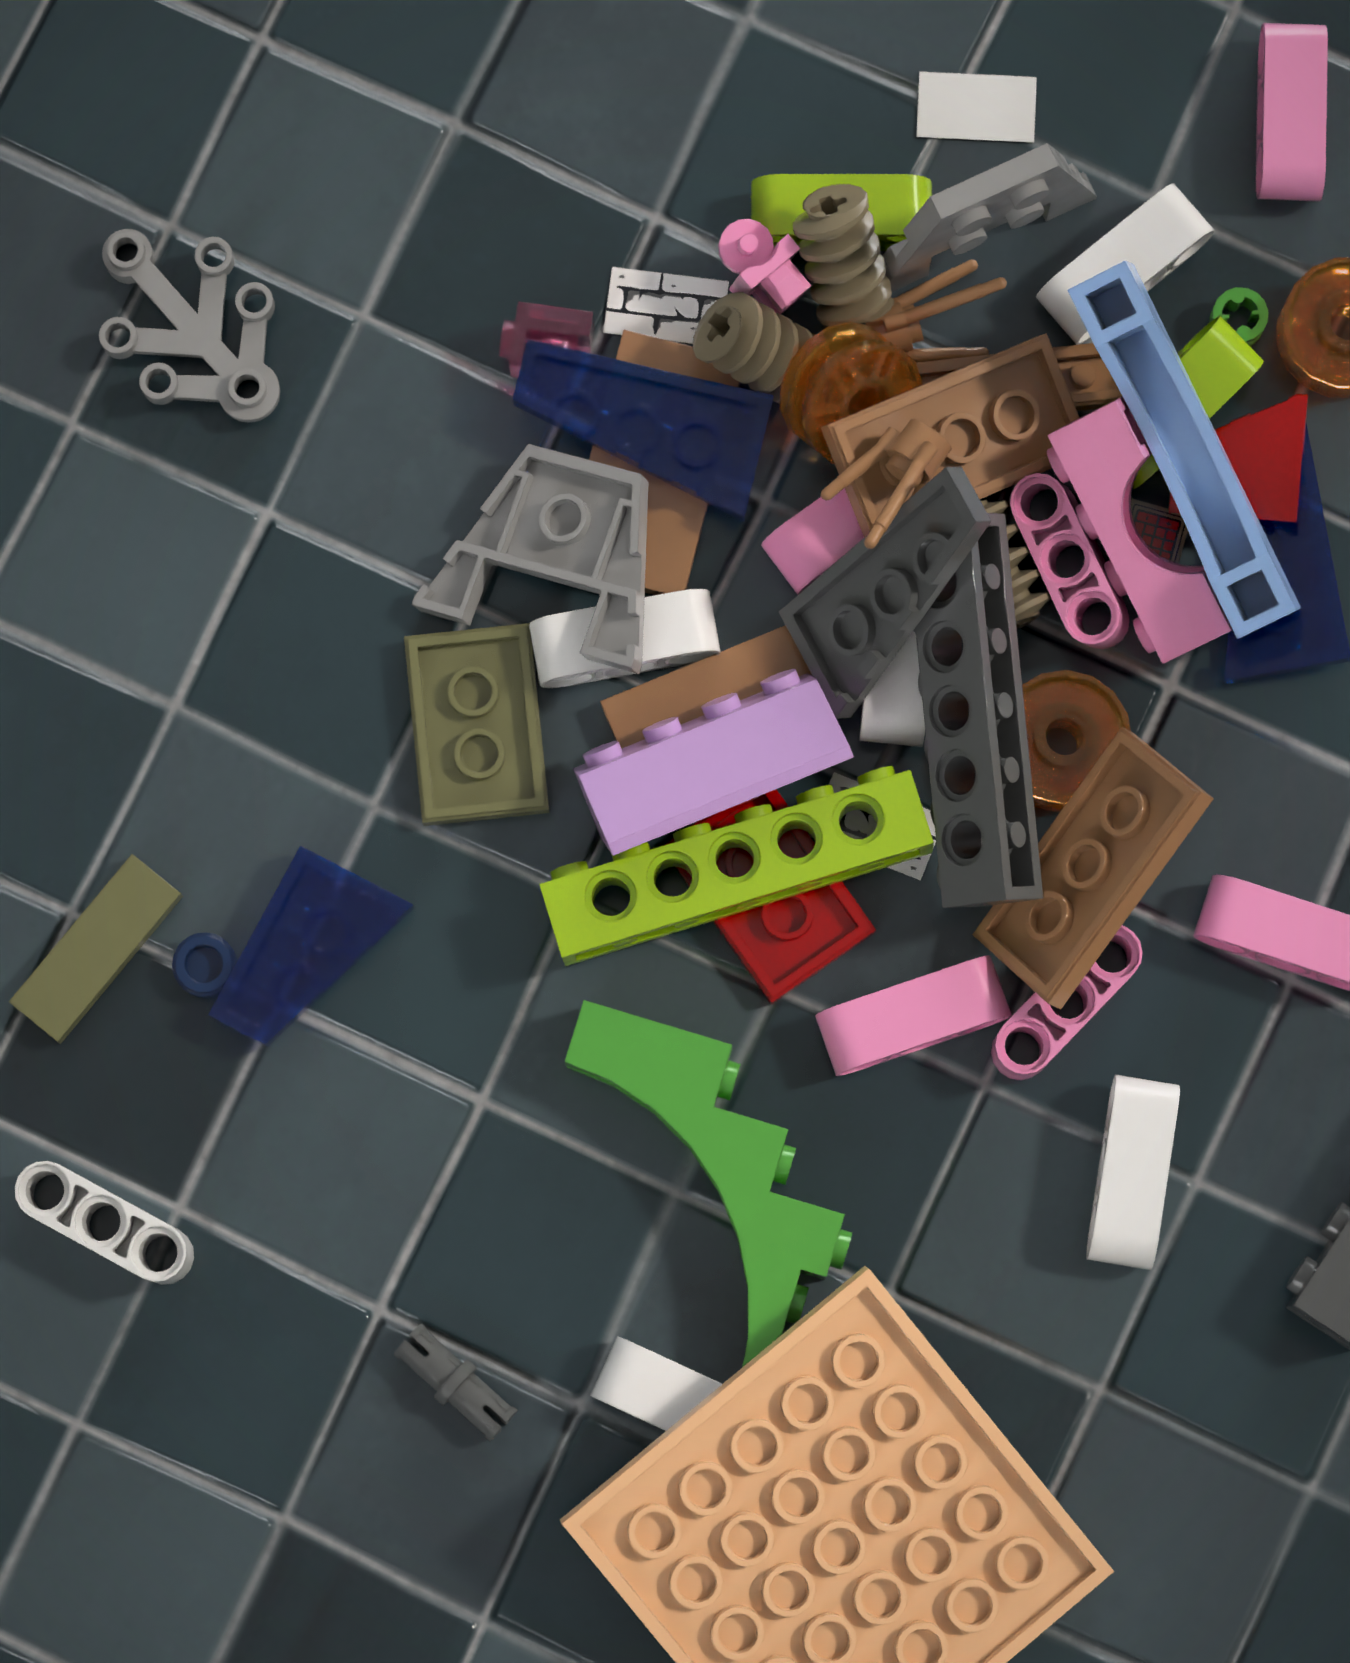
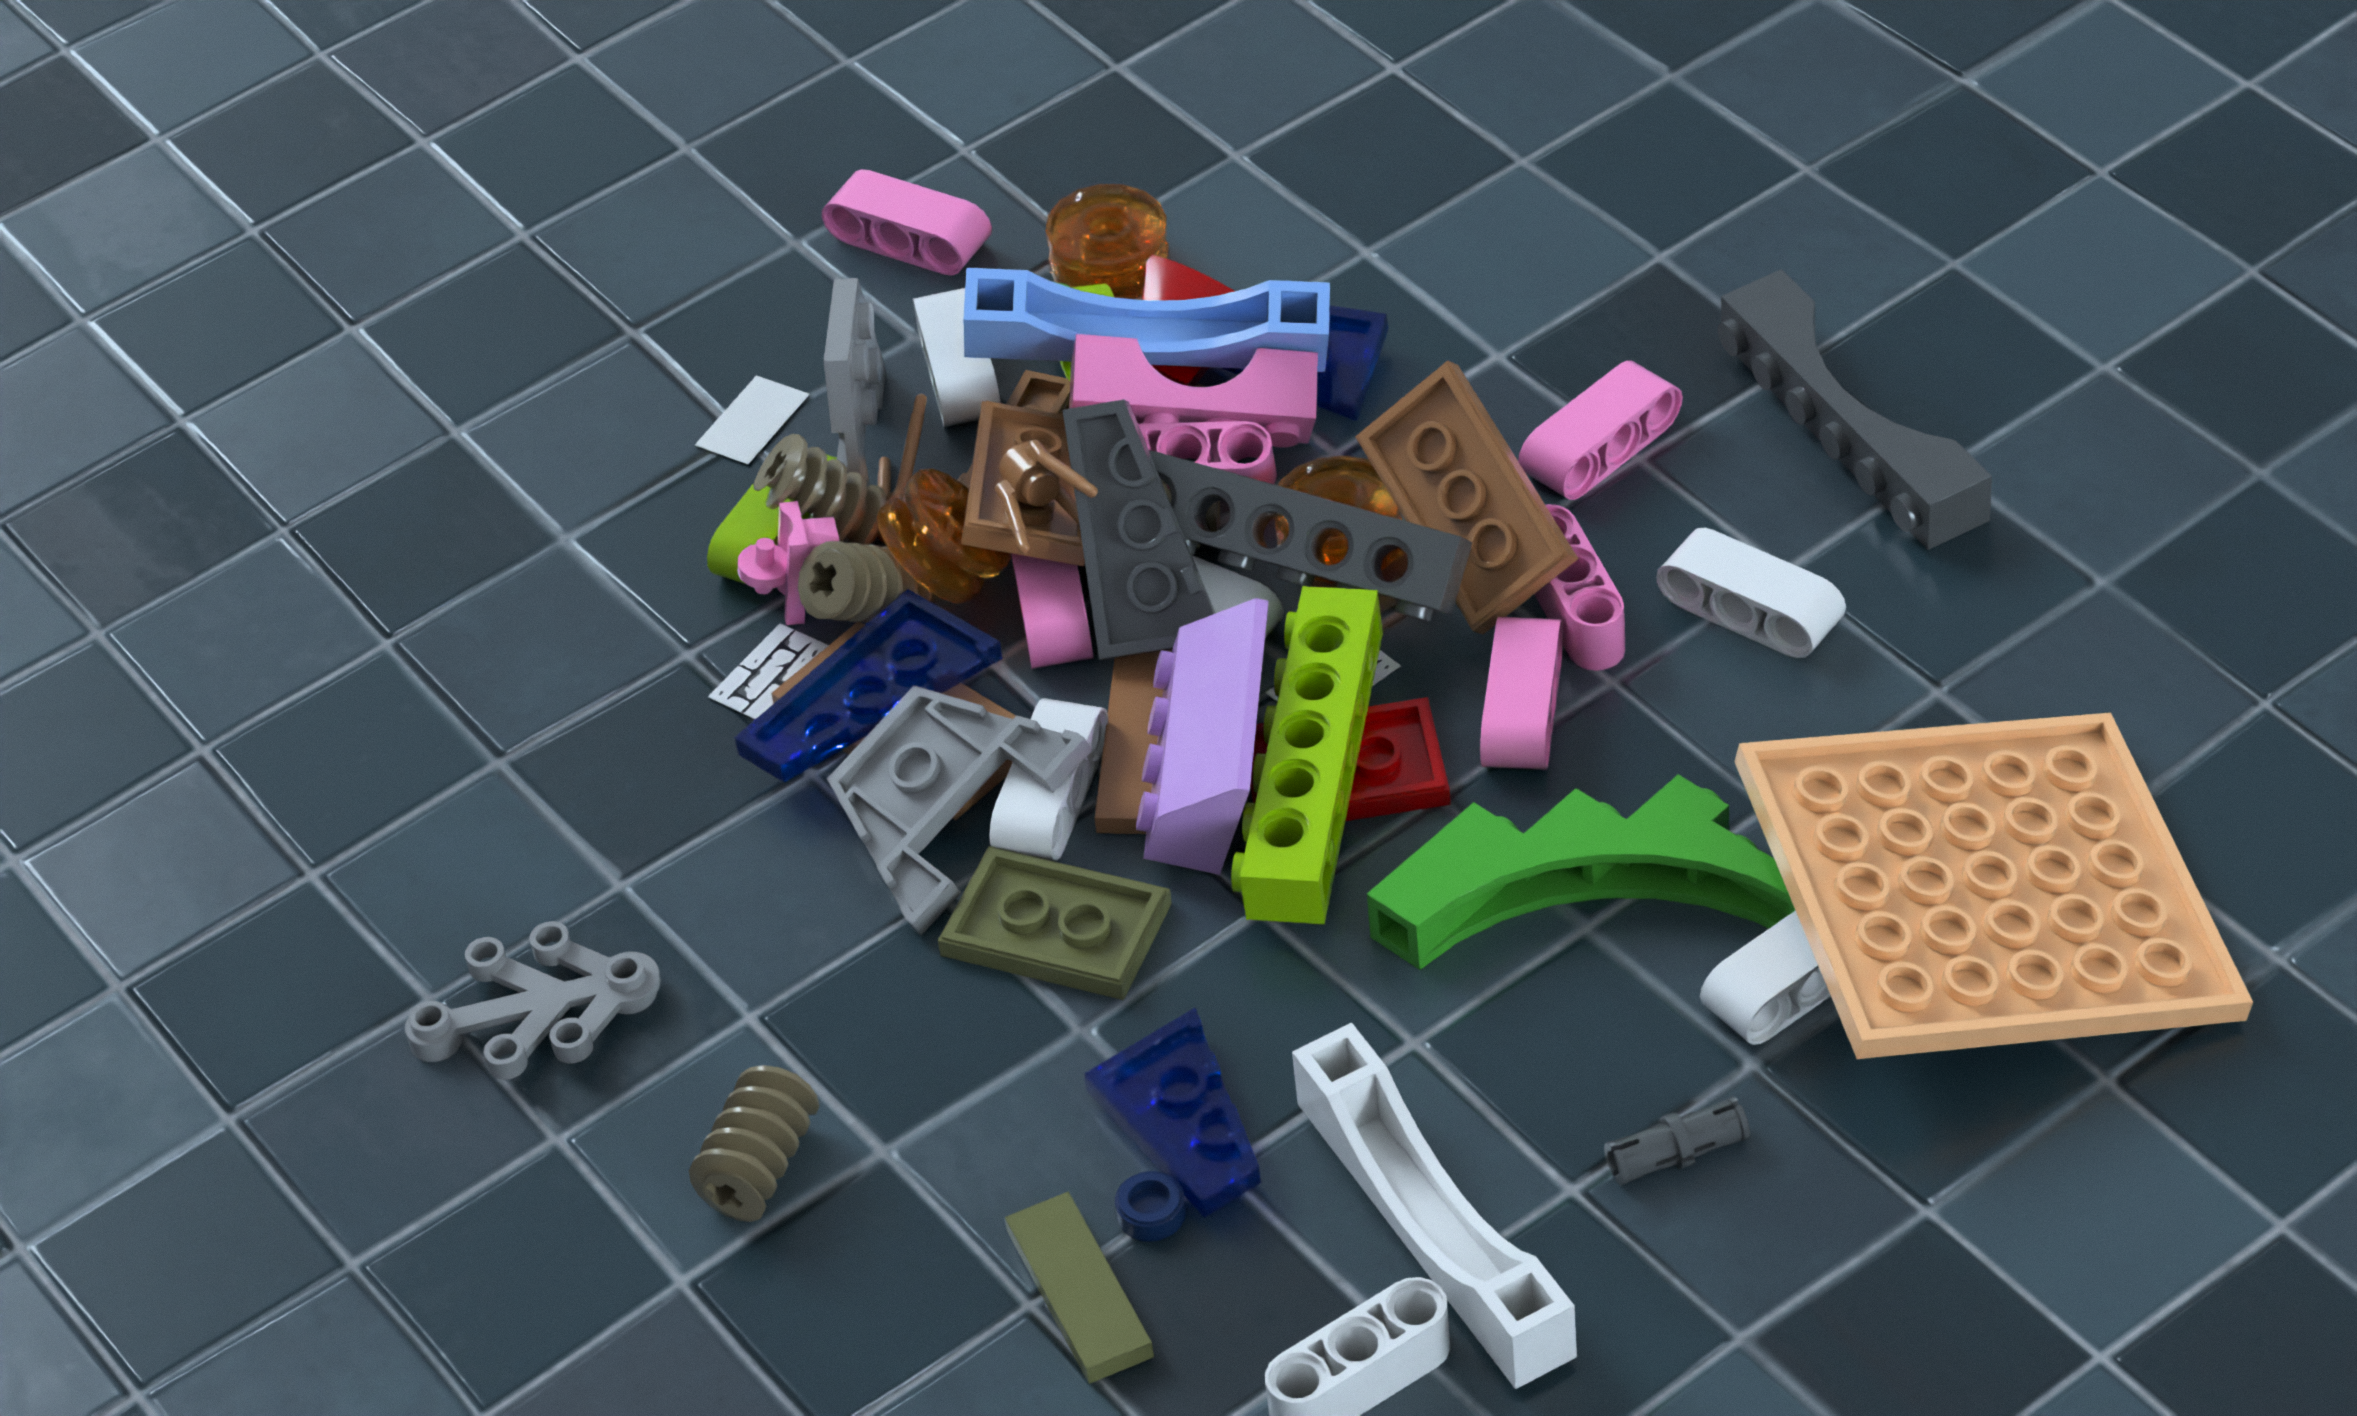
camera: 60 degrees left, 35 degrees down
(107, 605) = (753, 1141): none -> dark tan piece
(279, 1216) = (1489, 1282): none -> white arch
(548, 325) = (725, 759): clear pink bracket -> none

